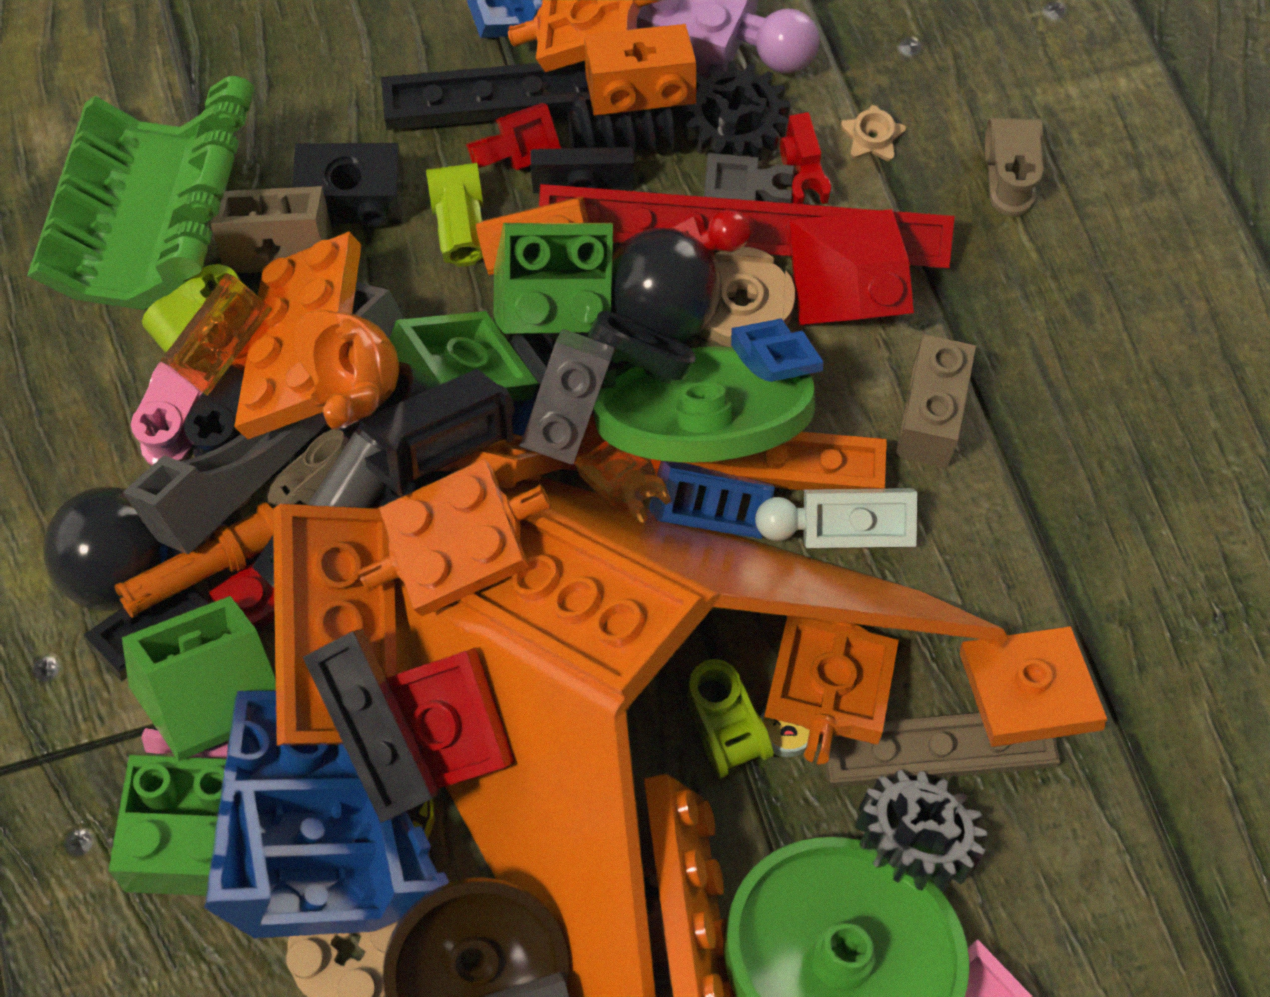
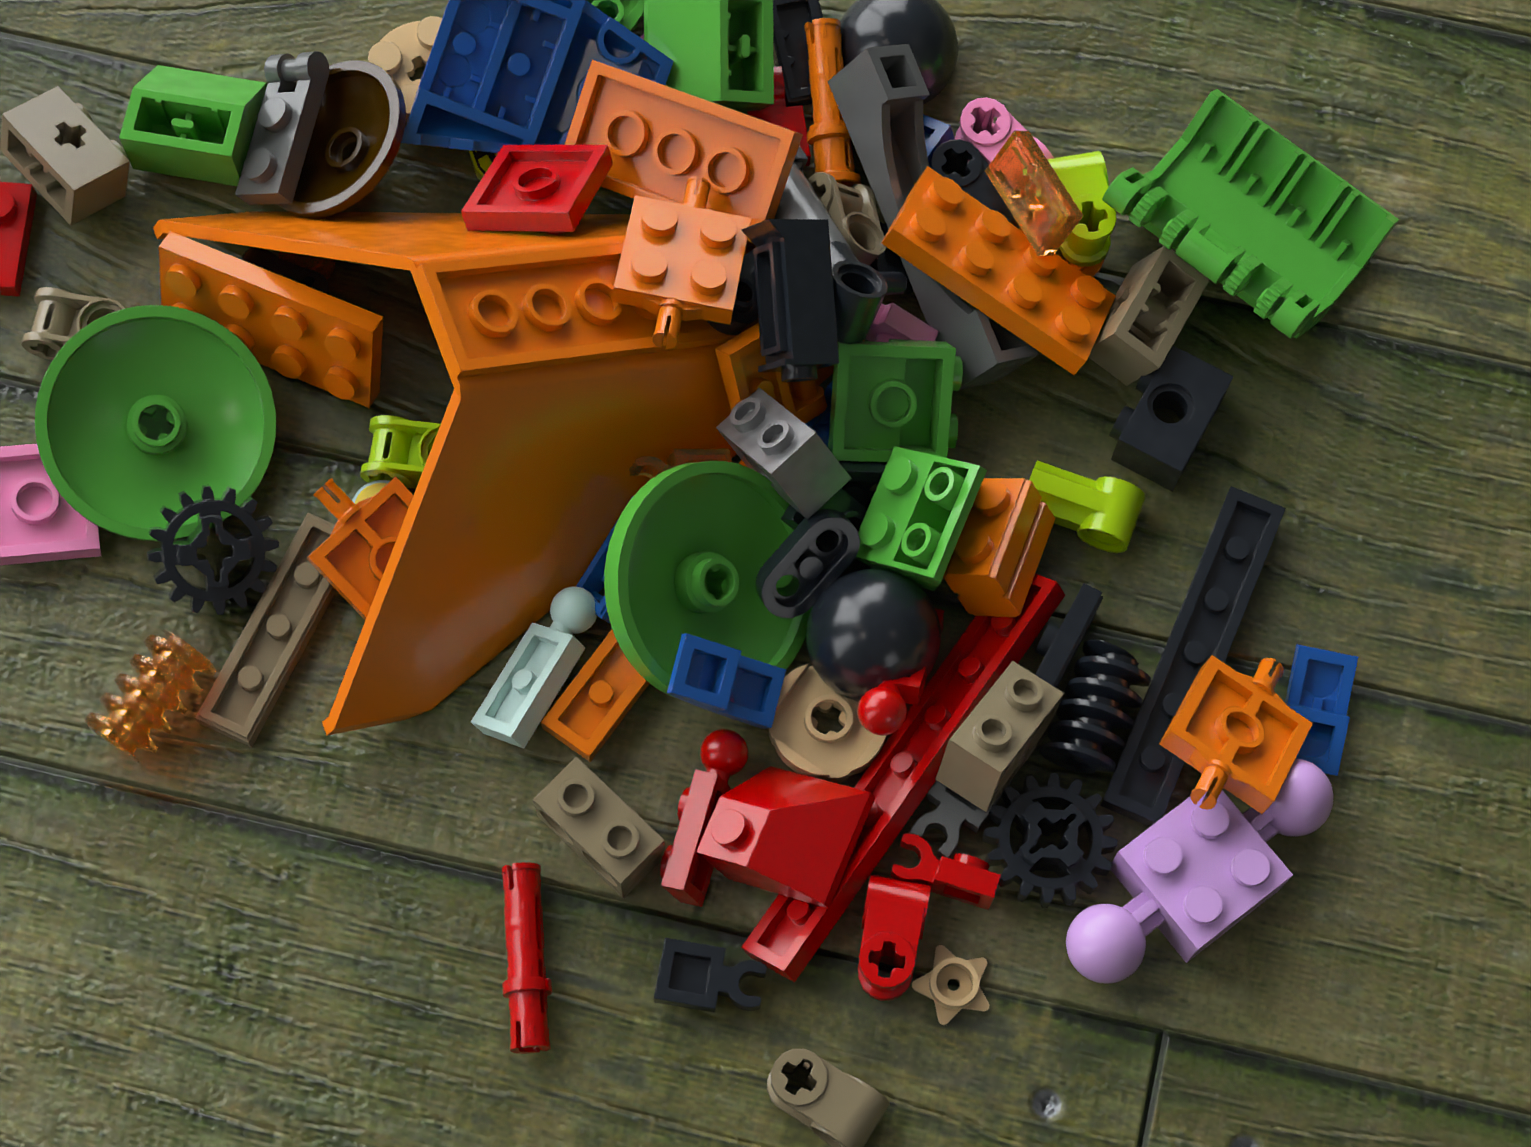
camera: 120 degrees right, 5 degrees up
(348, 363) = (878, 243): orange piece -> none
(371, 725) = (564, 129): black plate -> none
(518, 135) = (1138, 608): red plate -> none
(640, 69) = (1145, 713): orange brick -> none
(689, 159) = (999, 736): none -> dark tan brick
(870, 176) = (892, 928): none -> red piece
(872, 340) = (681, 868): none -> red plate
(987, 284) = (695, 975): none -> black plate
(1032, 687) = (270, 735): orange plate -> none
(1072, 799) = (149, 694): none -> clear orange piece
(1077, 393) = (526, 967): none -> red pin

